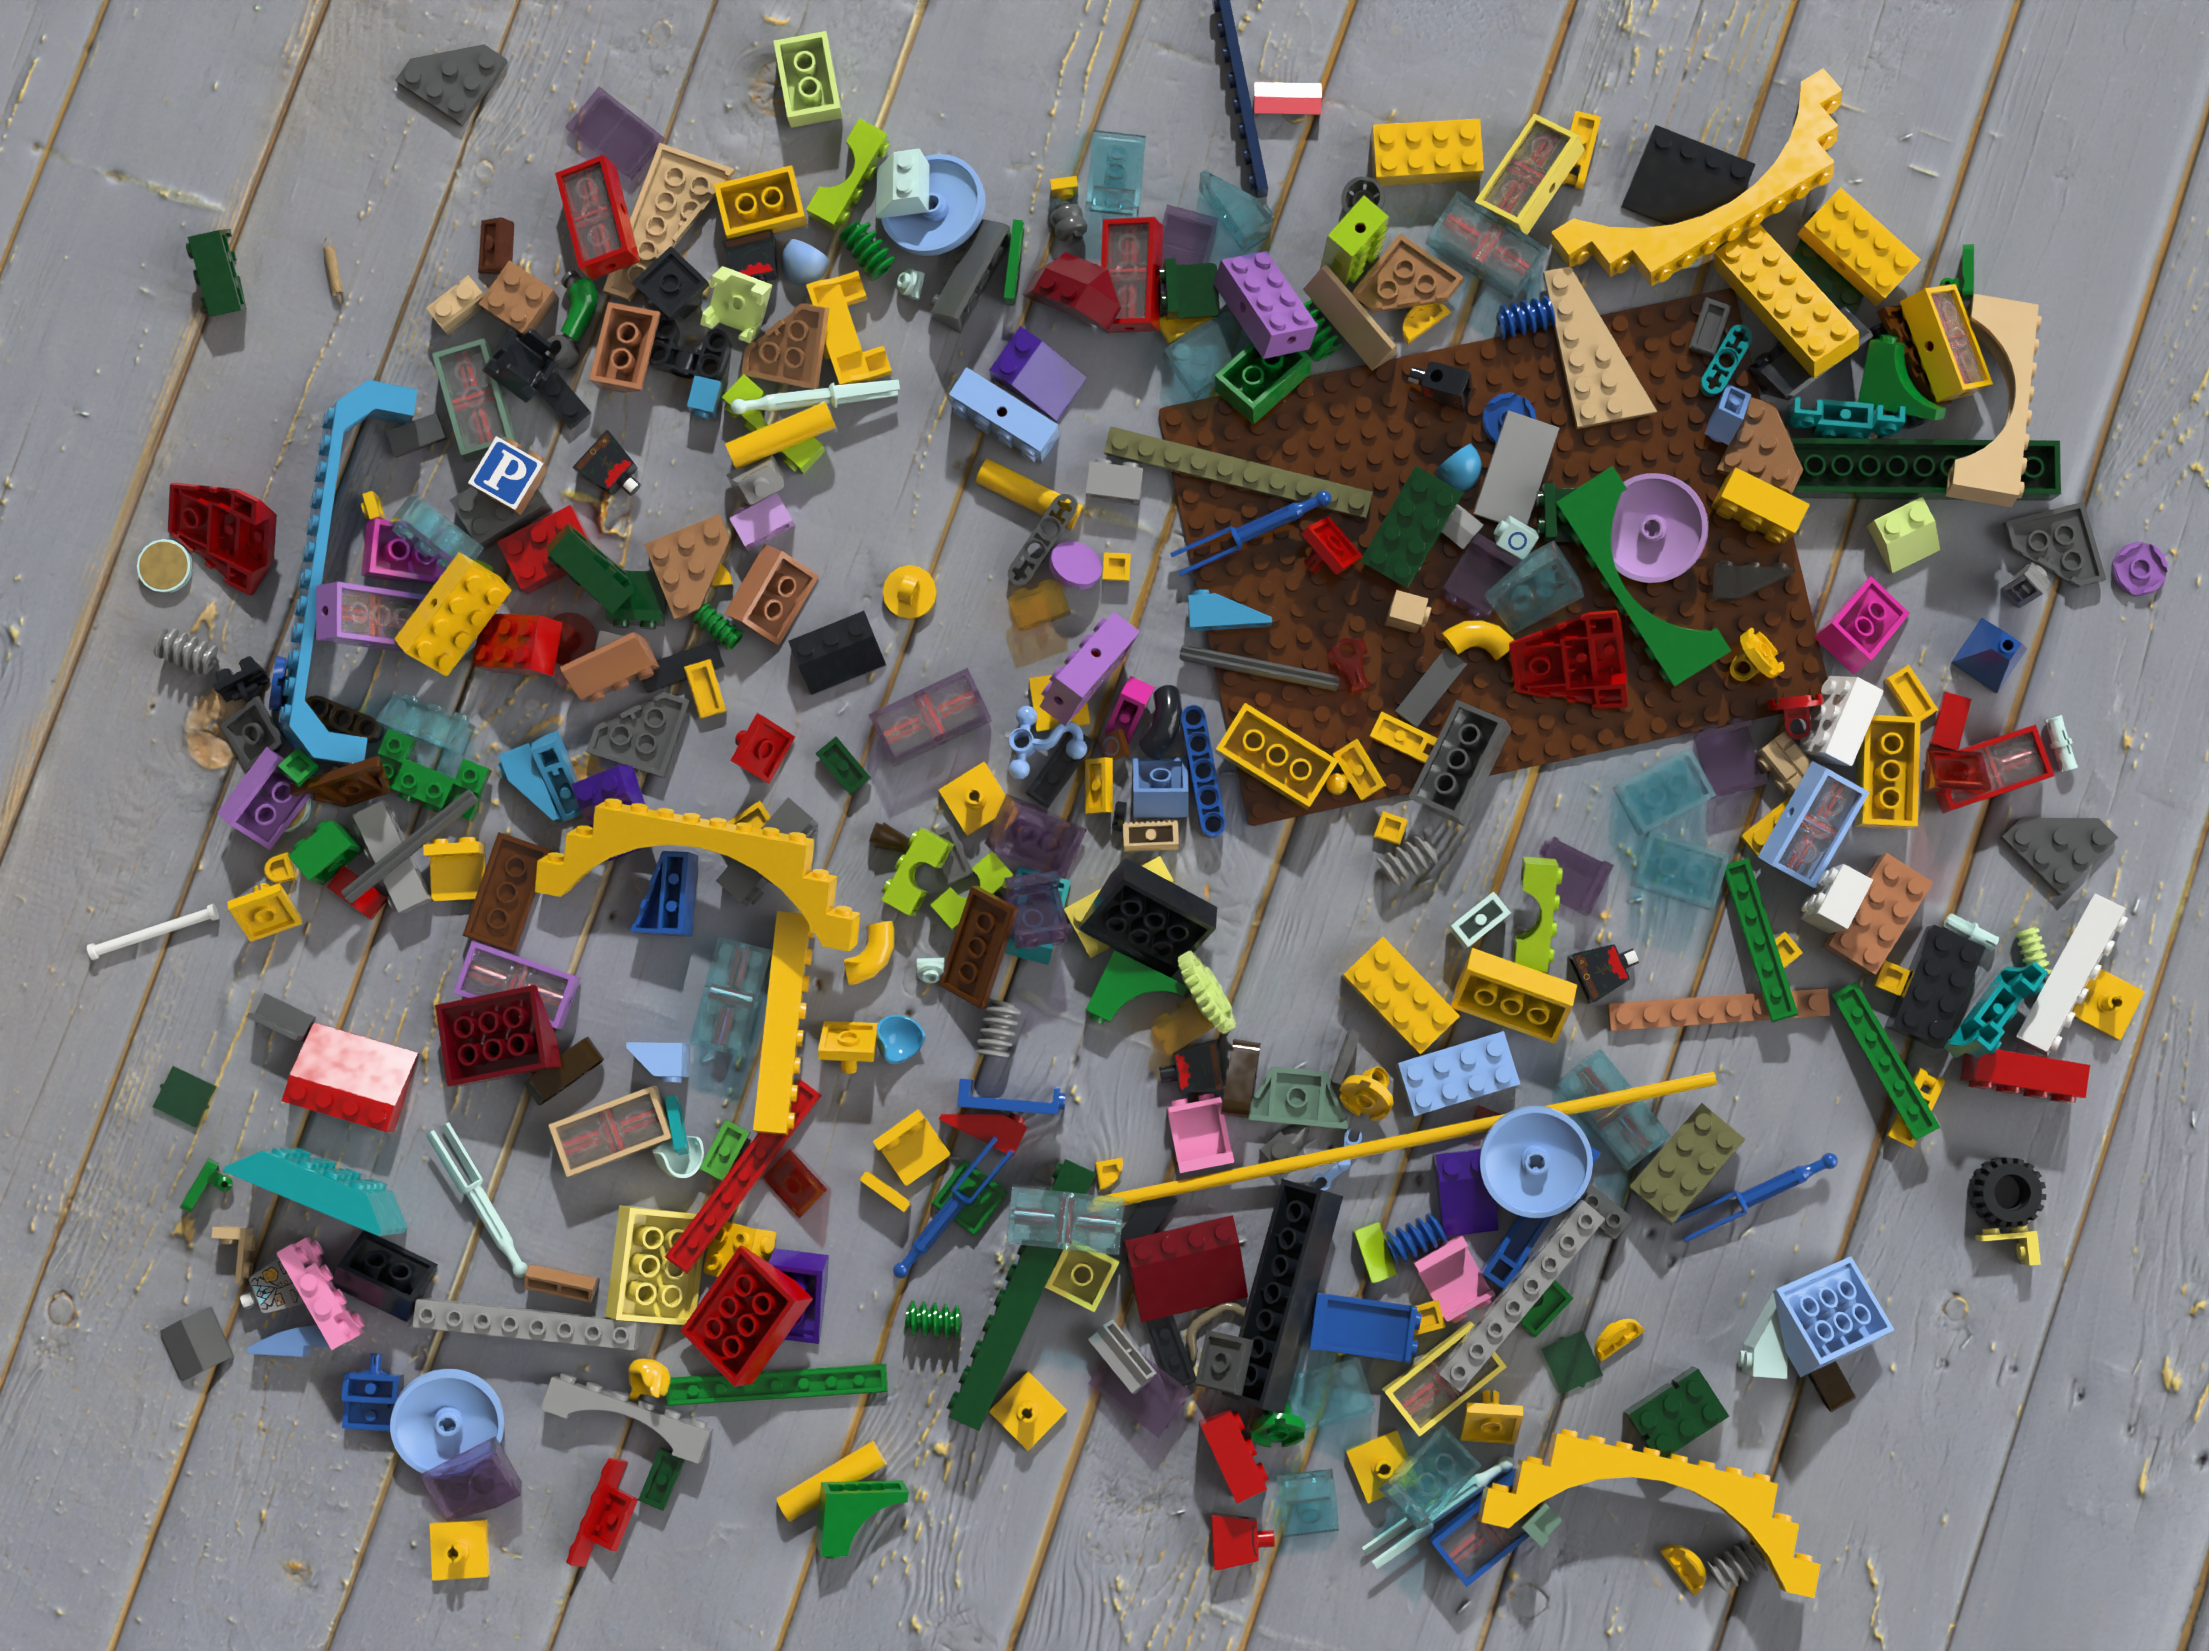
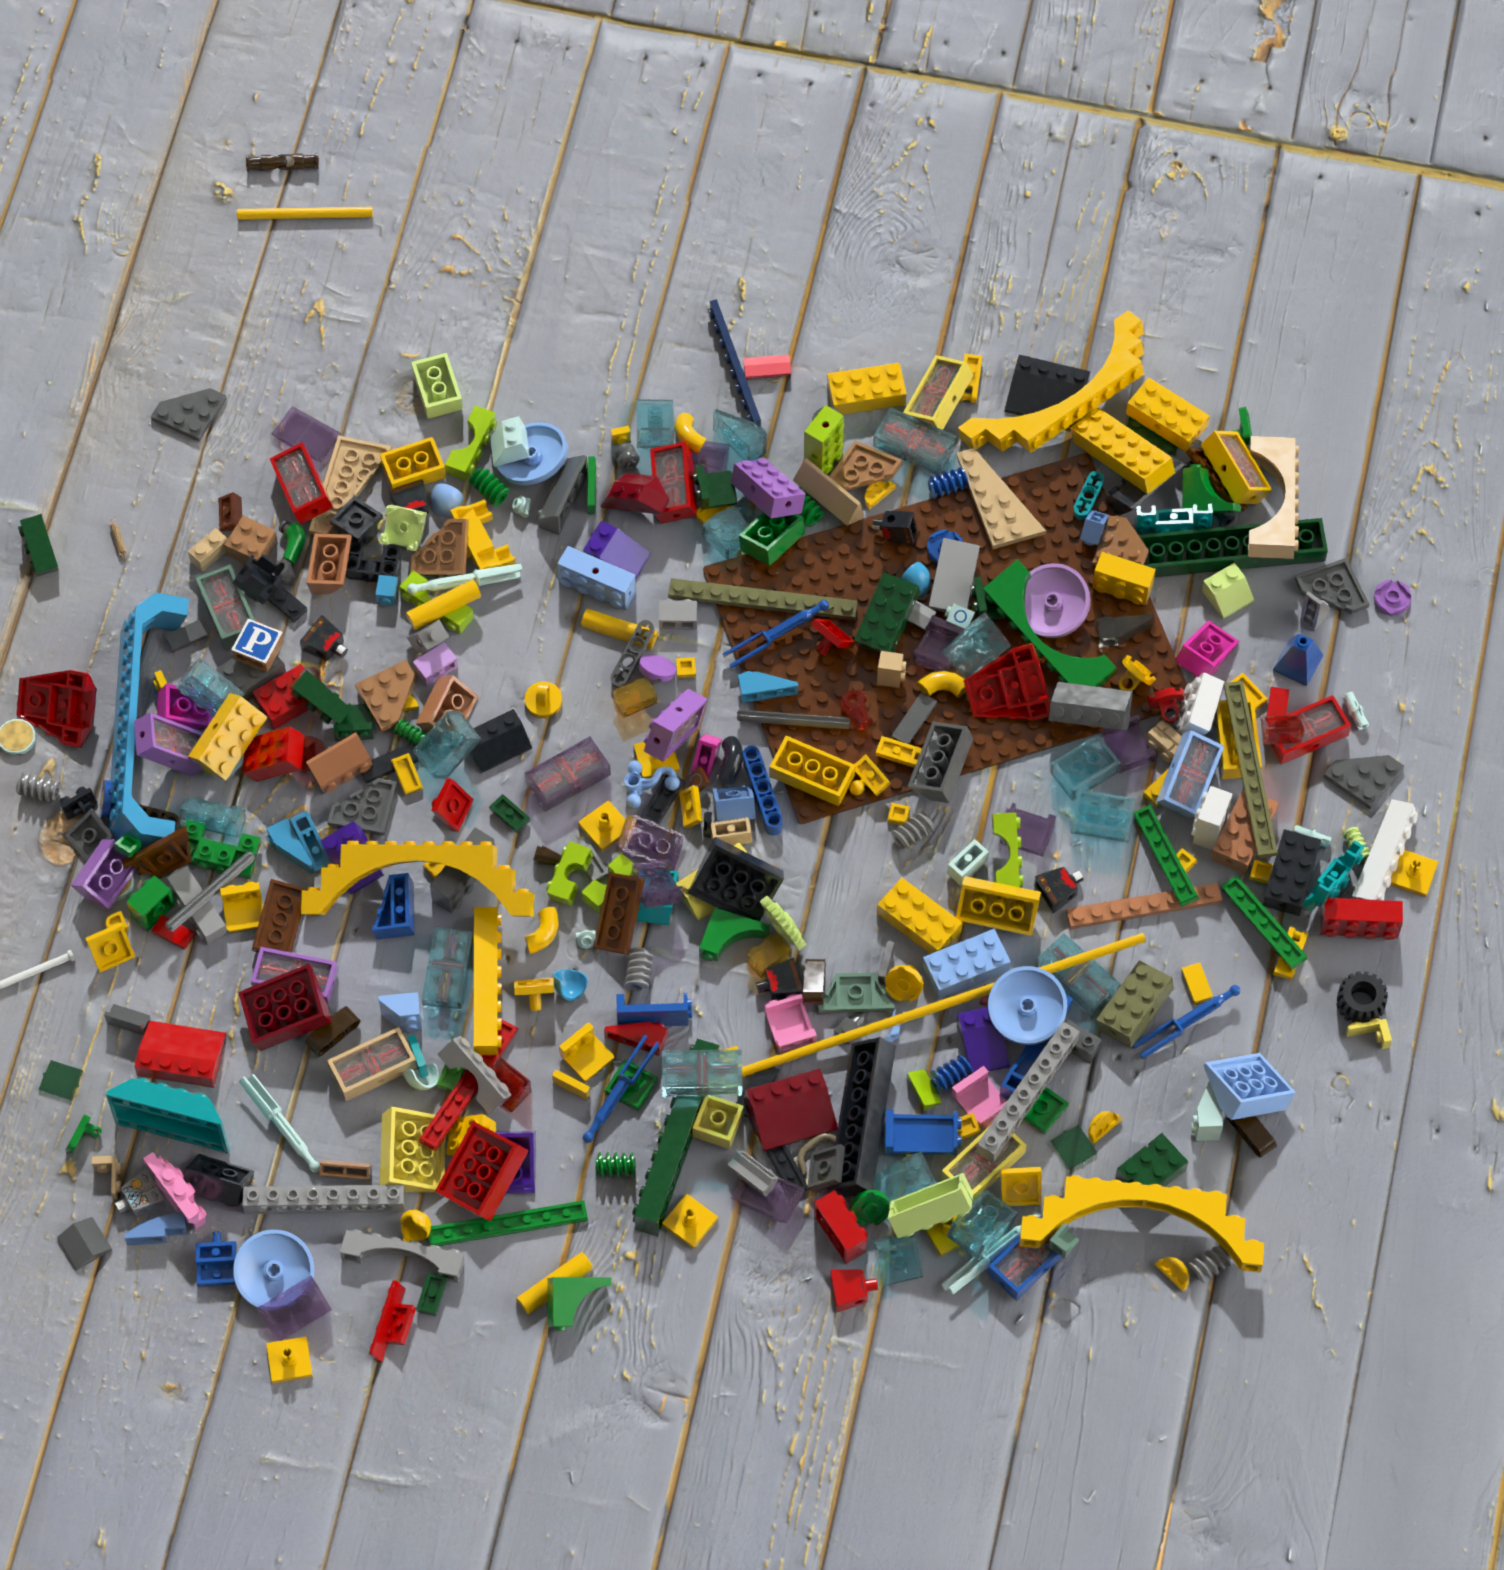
camera: 10 degrees left, 20 degrees down
(735, 1141) = (490, 1090): none -> light grey arch
(763, 658) = (447, 744): none -> clear light blue brick
(1158, 197) = (685, 432): none -> yellow cylinder
(1362, 1448) = (930, 1206): none -> yellowish green piece
(1686, 706) = (1091, 706): none -> dark grey slope
(1709, 327) = (1074, 476): dark grey tile -> none
(1777, 1137) = (1197, 983): none -> yellow tile
(1901, 831) = (1250, 769): none -> olive plate

